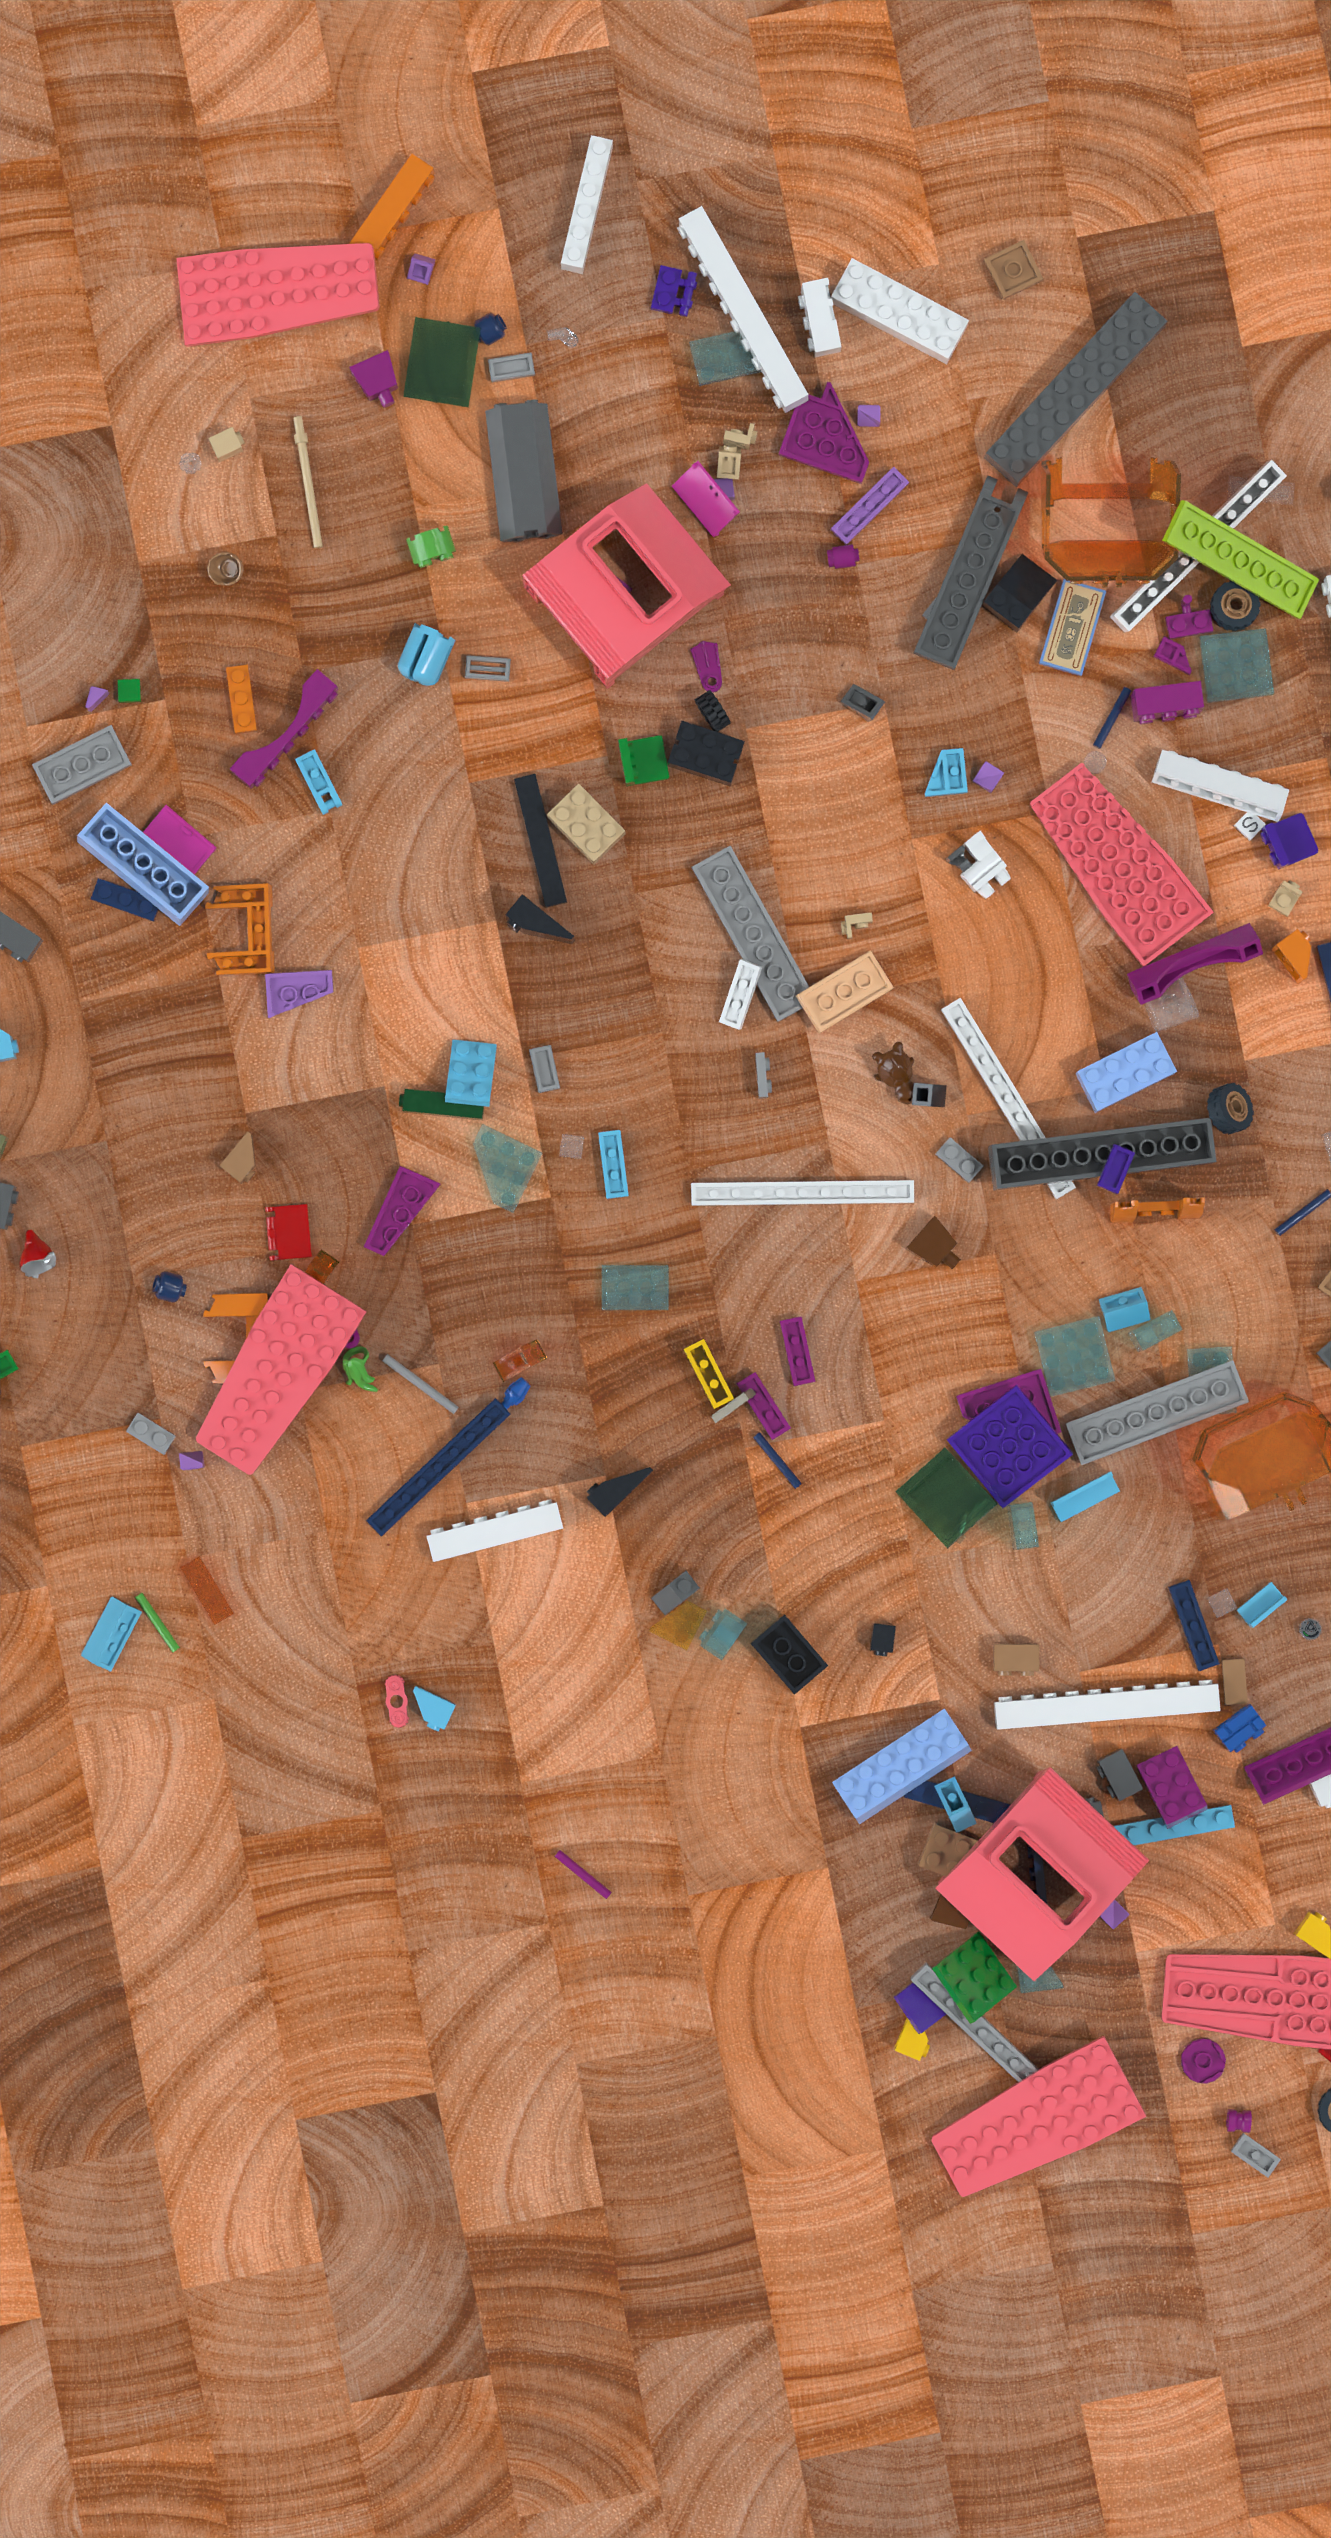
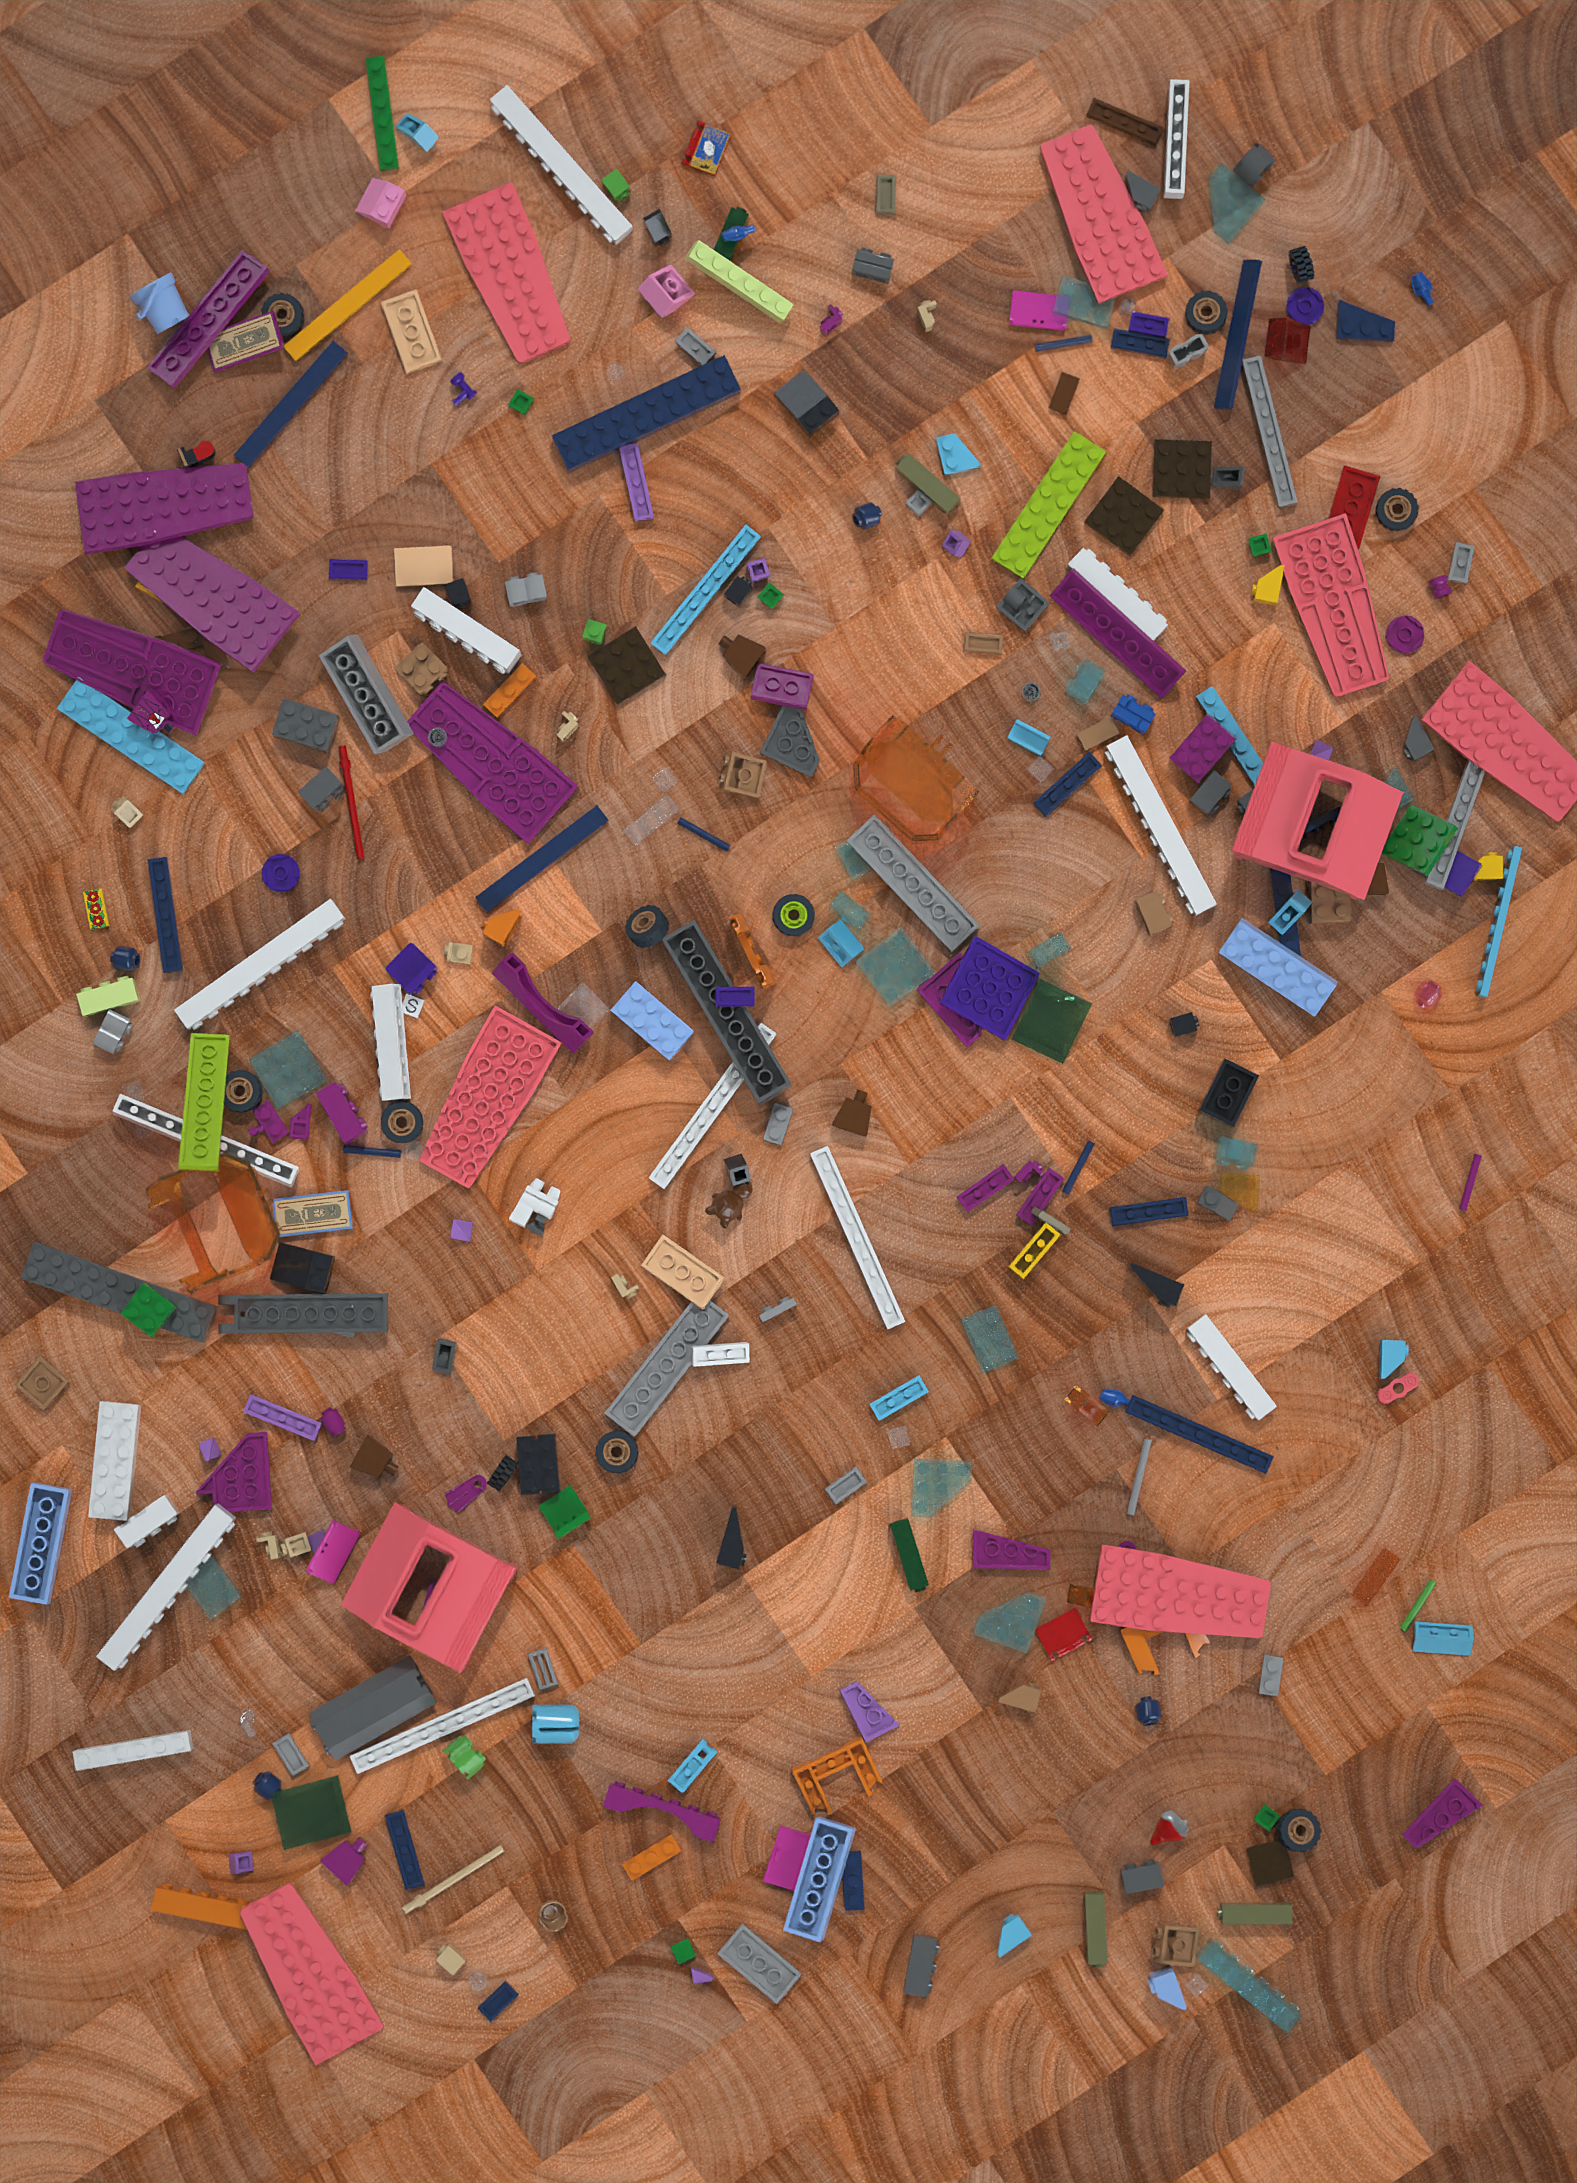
camera: 105 degrees left, 0 degrees up
(160, 475) = (498, 2001): none -> dark blue tile
(191, 1460) = (1278, 1633): medium lavender slope -> none
(325, 1183) = (1012, 1622): none -> clear light blue plate
(356, 1370) = (1150, 1533): bright green piece -> none
(360, 444) = (404, 1849): none -> dark blue tile
(470, 1073) = (875, 1543): medium azure plate -> none
(473, 537) = (442, 1725): none -> white plate
(540, 840) = (664, 1567): black tile -> none
(586, 824) = (636, 1536): tan brick -> none
(666, 291) = (175, 1655): dark purple plate -> none
(683, 855) = (605, 1447): none -> black wheel
(698, 1516) = (1149, 1211): none -> dark blue tile
(785, 583) = (374, 1458): none -> reddish brown torso
(795, 1400) = (1024, 1173): none -> magenta bracket
(804, 1916) = (1428, 994): none -> clear pink head
(842, 2020) = (1496, 929): none -> medium azure plate
(845, 197) = (40, 1543): none -> light blue brick
(948, 774) = (473, 1262): medium azure wing -> none
(1044, 410) = (148, 1309): none -> green piece
(1081, 2022) = (1416, 741): none -> dark grey slope
(1085, 1496) = (1002, 912): medium azure panel -> none
(1130, 748) = (390, 1126): none -> black wheel
(1183, 1258) = (797, 903): none -> black wheel
(1296, 1691) = (1085, 682): none -> clear light blue brick

